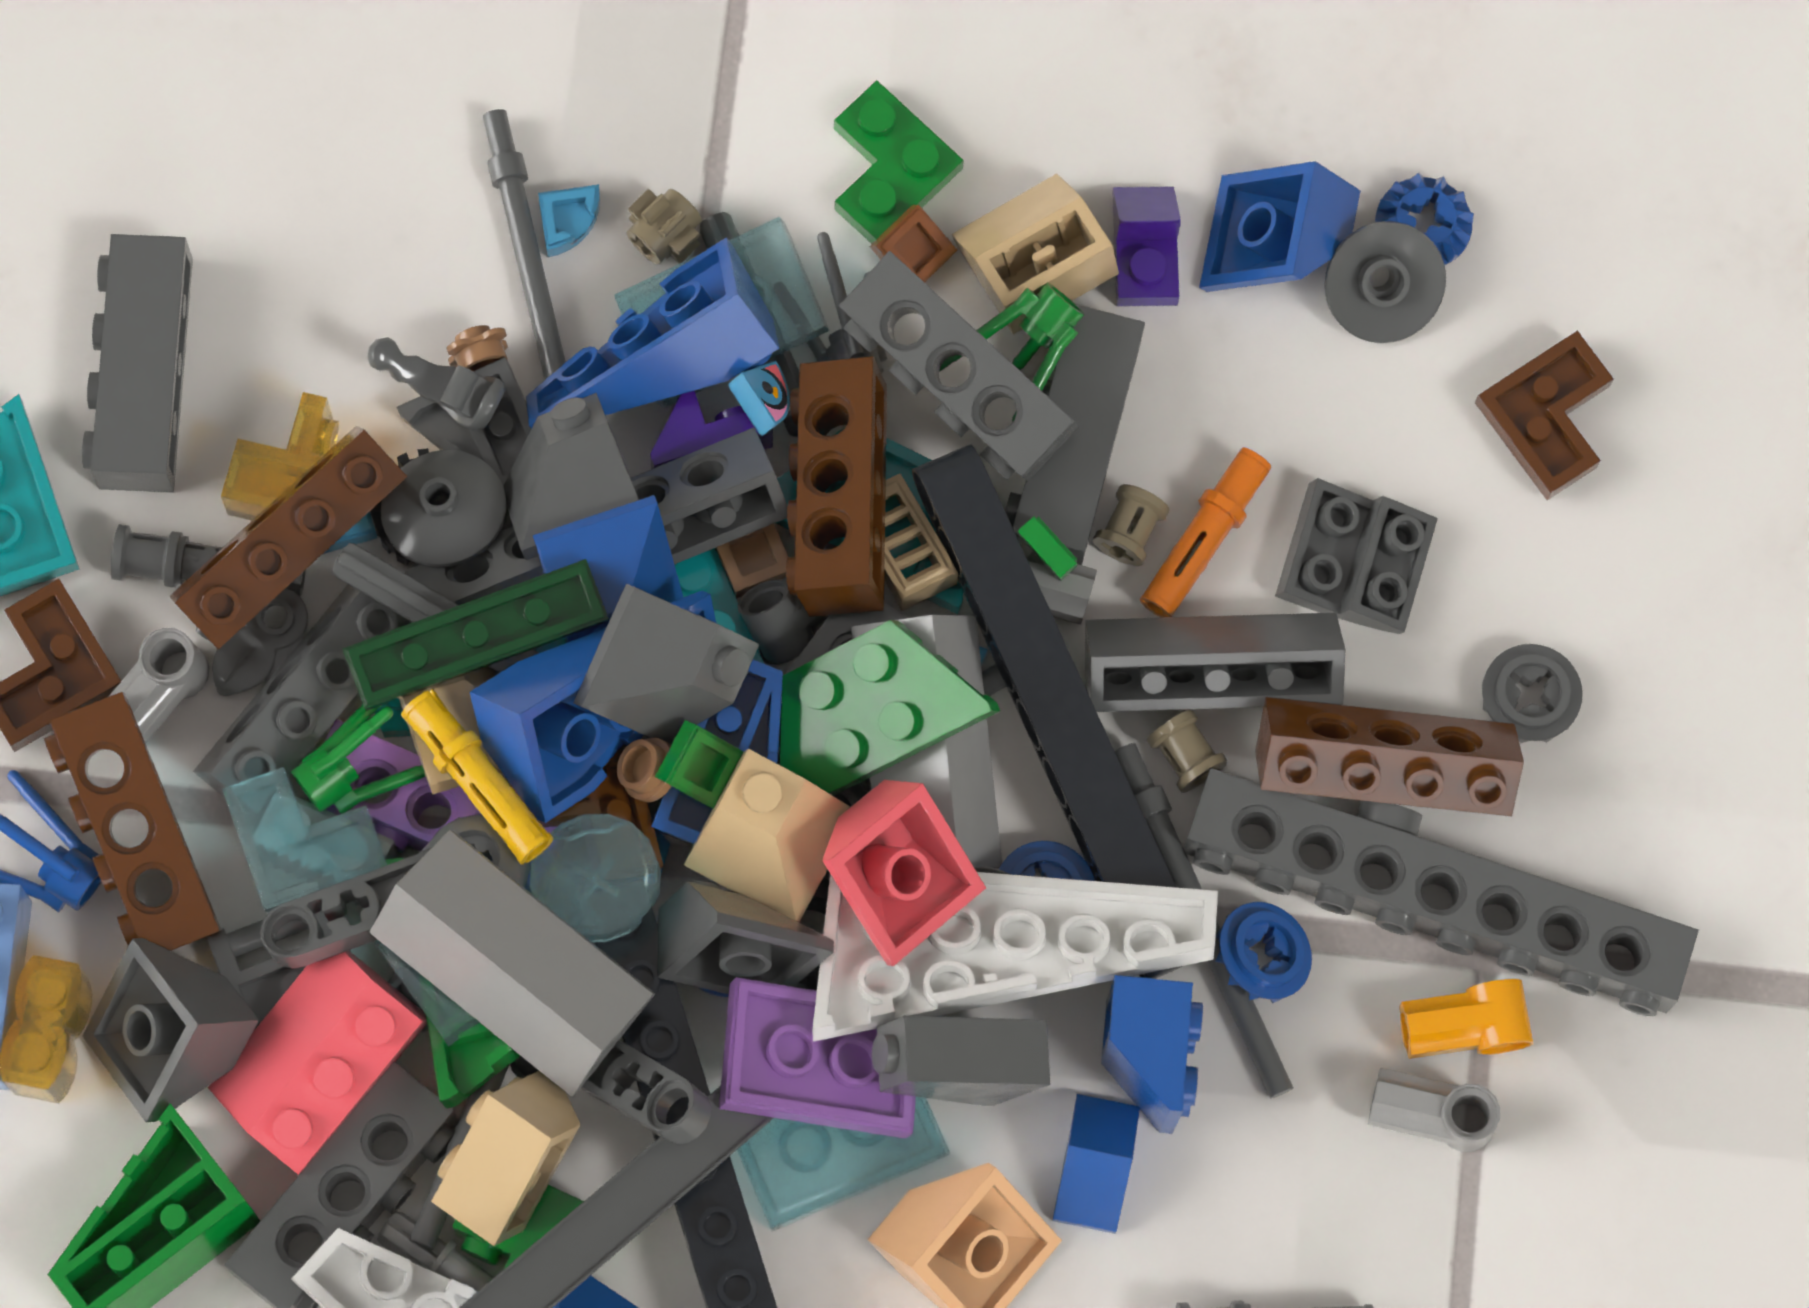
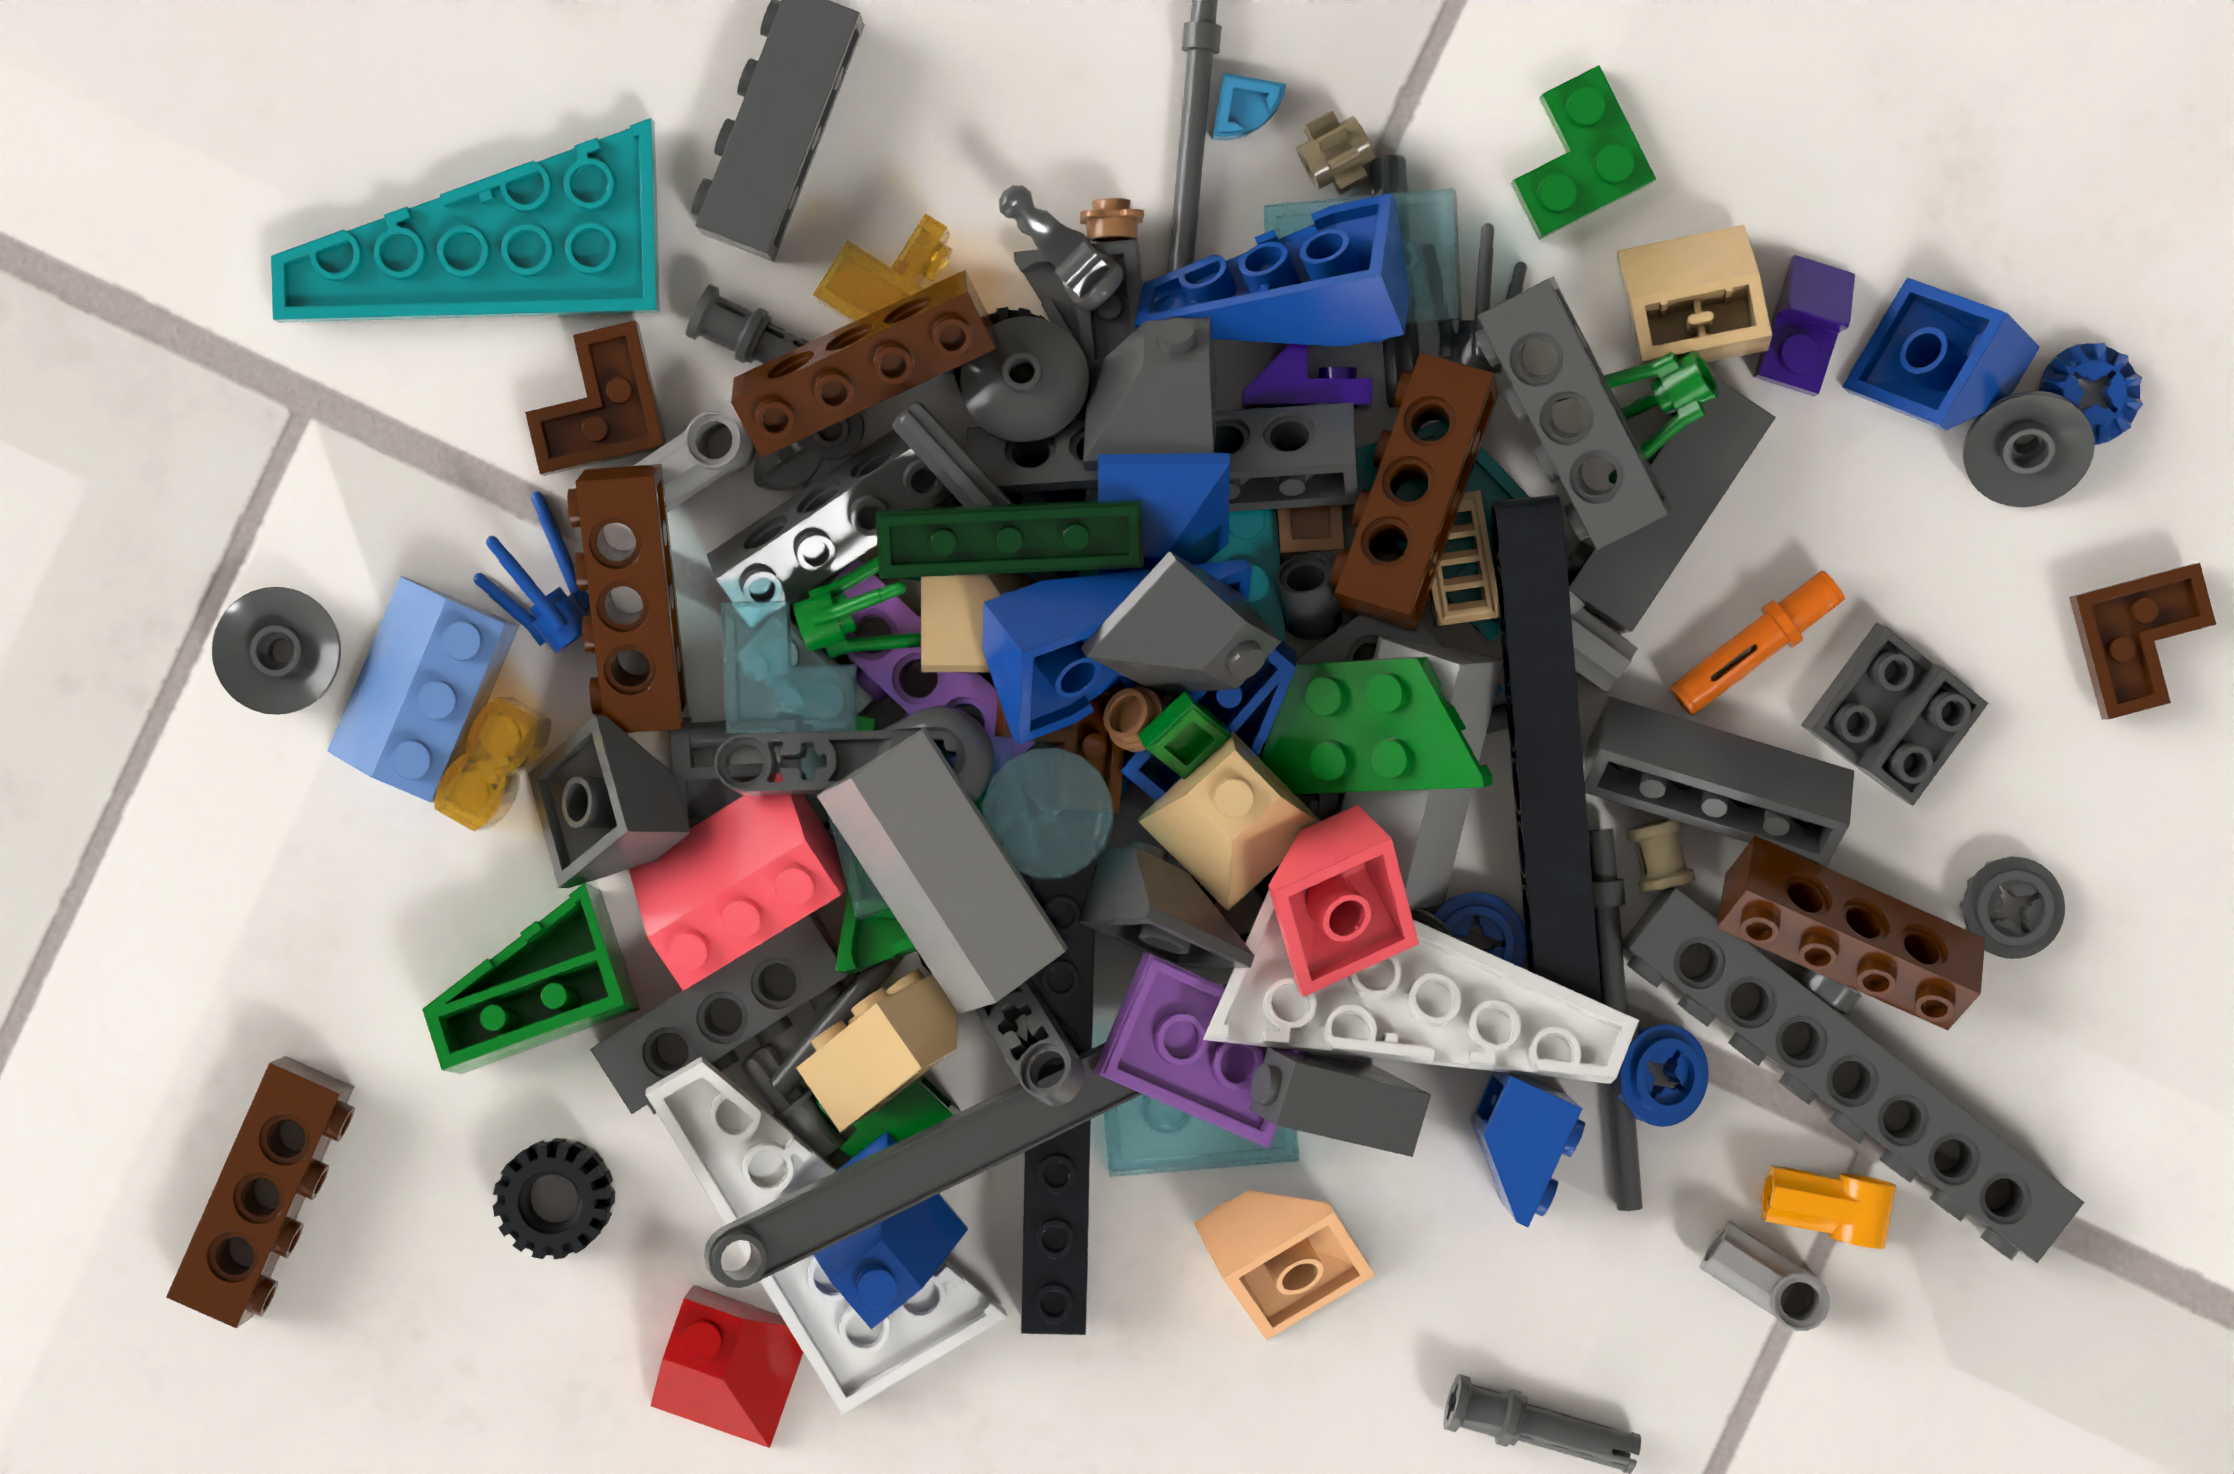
camera: 25 degrees right, 15 degrees up
(460, 756) = (969, 691): yellow pin -> none
(762, 396) = (1373, 374): dark azure tile -> none
(916, 243) = (1575, 253): dark orange tile -> none
(1048, 547) = (1597, 624): green tile -> none
(1096, 1163) = (1434, 1215): blue slope -> none
(1146, 510) = (1687, 611): dark tan bush -> none

